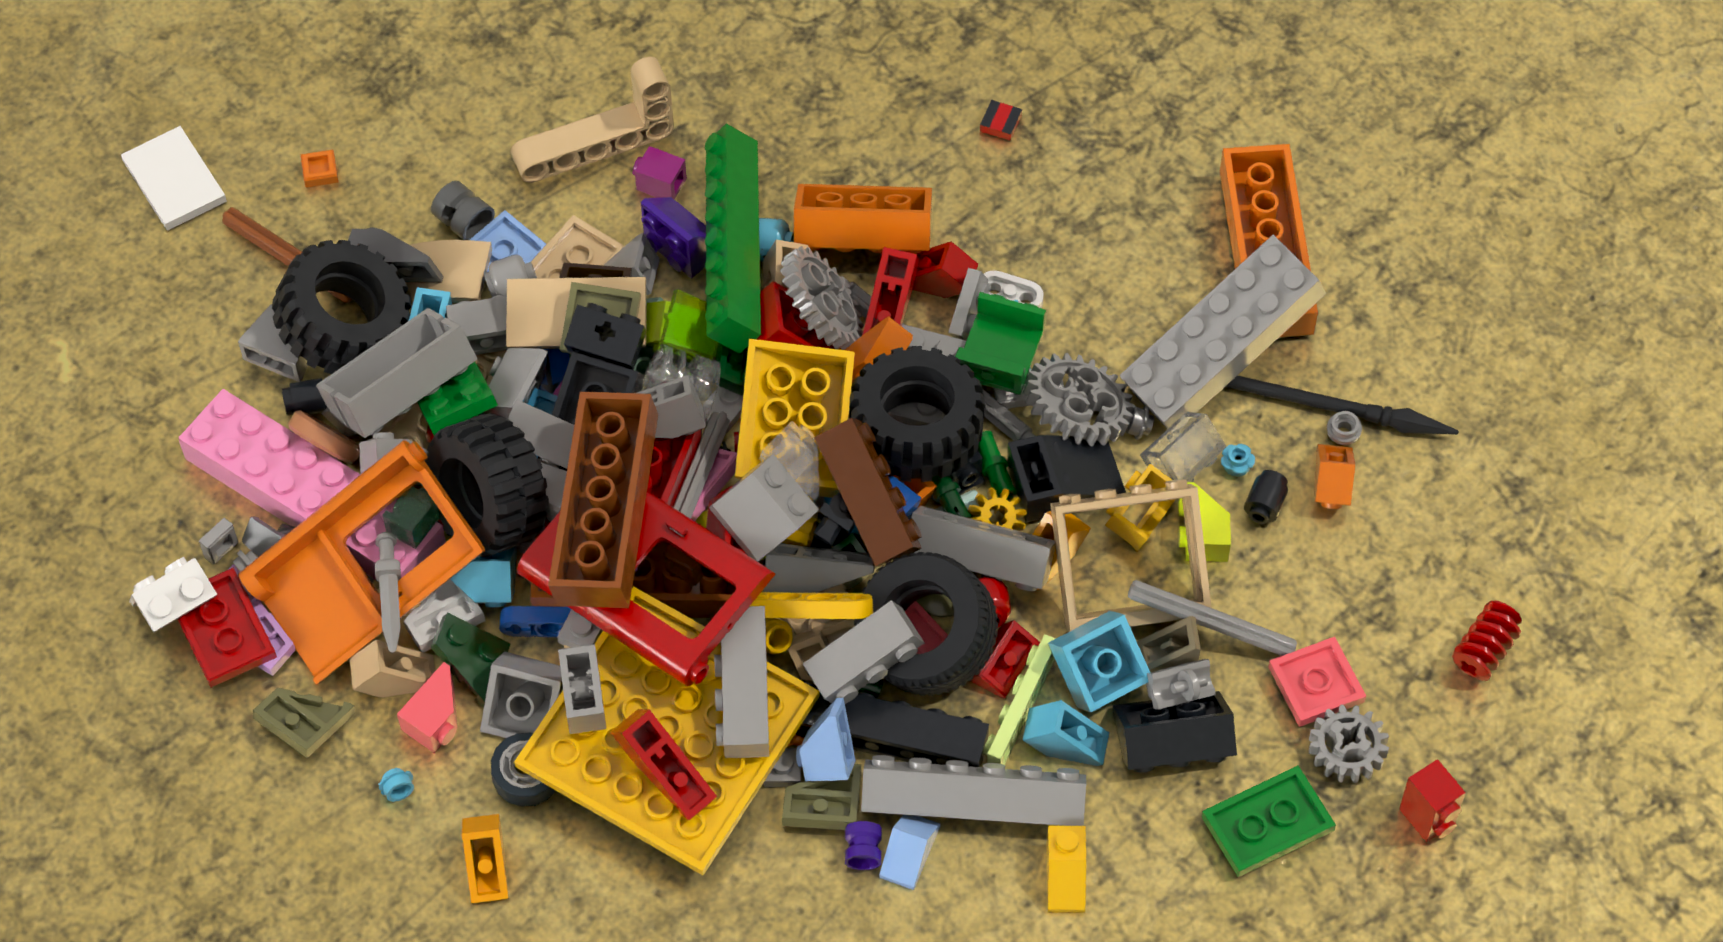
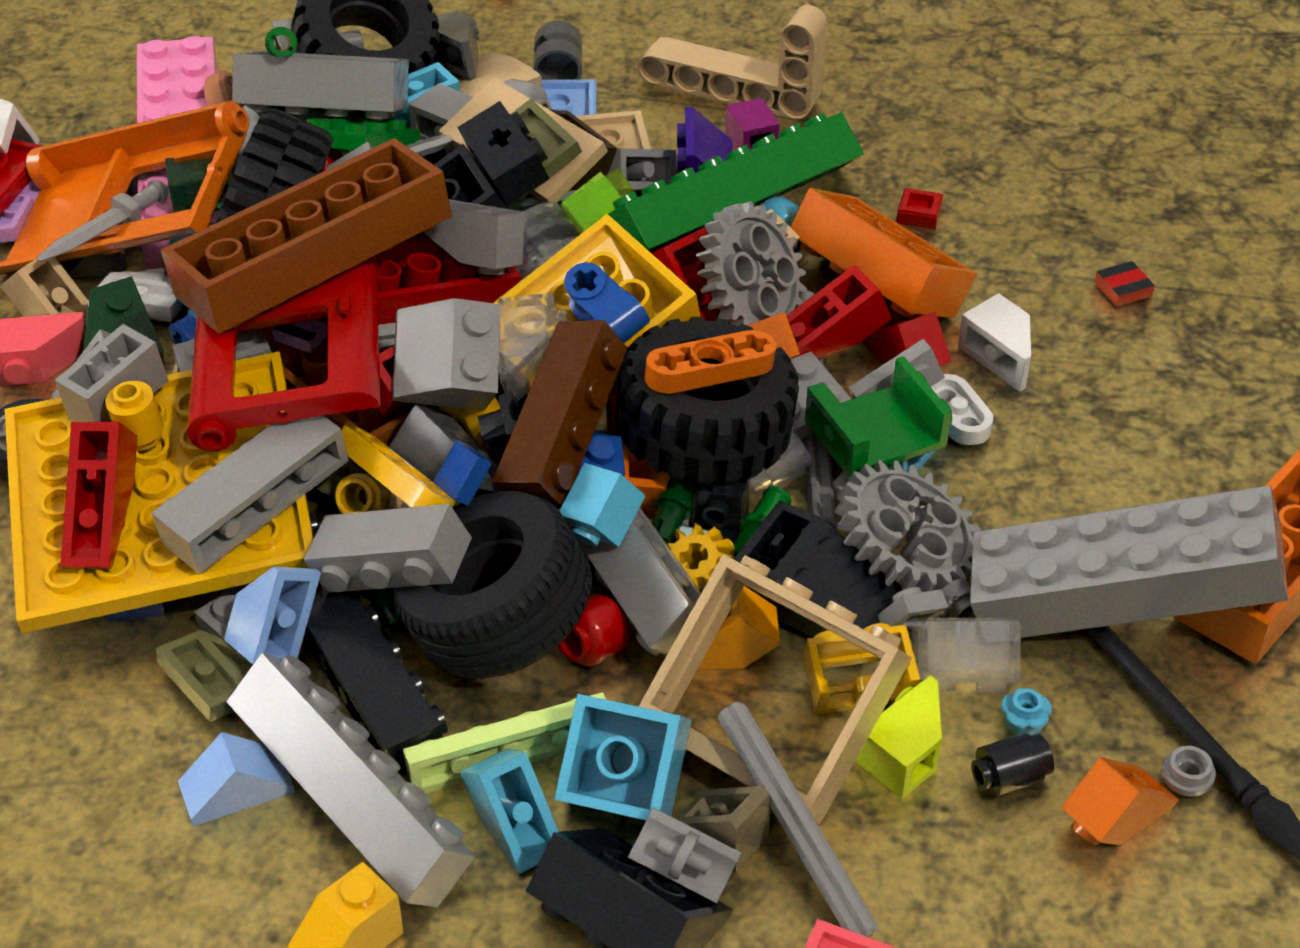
camera: 45 degrees right, 15 degrees down
(218, 541) = (71, 126): light grey tile -> none
(362, 369) = (292, 42): none -> green pin
(622, 696) = (137, 409): none -> yellow brick
(824, 154) = (919, 208): none -> red tile
(824, 407) = (601, 298): none -> blue piece
(852, 574) = (462, 472): none -> blue tile
(863, 845) = (191, 737): dark purple wheel -> none
(921, 406) = (680, 368): none -> orange beam
(942, 530) = (601, 506): none -> medium azure brick
(985, 223) = (999, 339): none -> white slope
(1006, 660) = (548, 689): red slope -> none
(1130, 448) = (913, 604): none -> light grey plate

